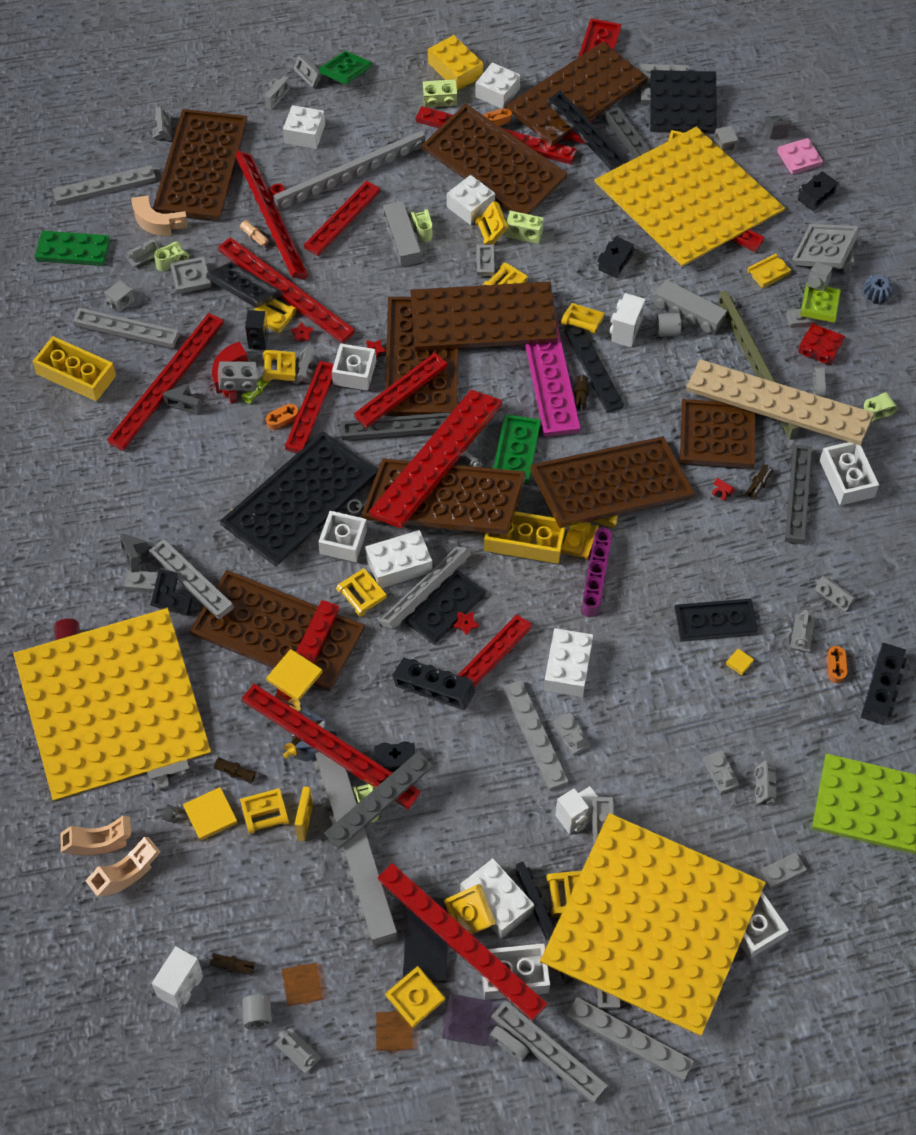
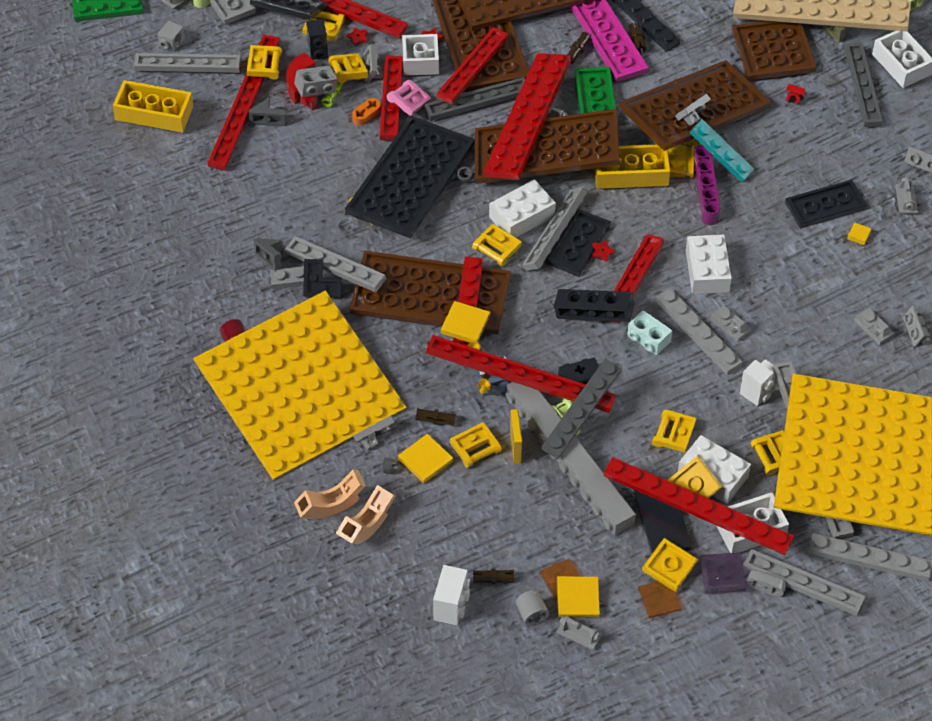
camera: 15 degrees left, 5 degrees down
(191, 341) = (258, 60): none -> yellow plate
(309, 1009) = (578, 596): none -> yellow tile
(329, 416) = (413, 101): none -> bright pink plate
(342, 536) = (464, 200): white brick -> none
(476, 848) = (680, 433): none -> yellow plate
(486, 724) = (649, 332): none -> light aqua brick
(517, 390) = (578, 46): none -> dark brown pin
(540, 911) = (759, 475): black plate -> none
(598, 492) = (689, 113): none -> light grey hinge
(622, 538) = (721, 150): none -> teal plate
(759, 481) = (825, 82): dark brown pin -> none

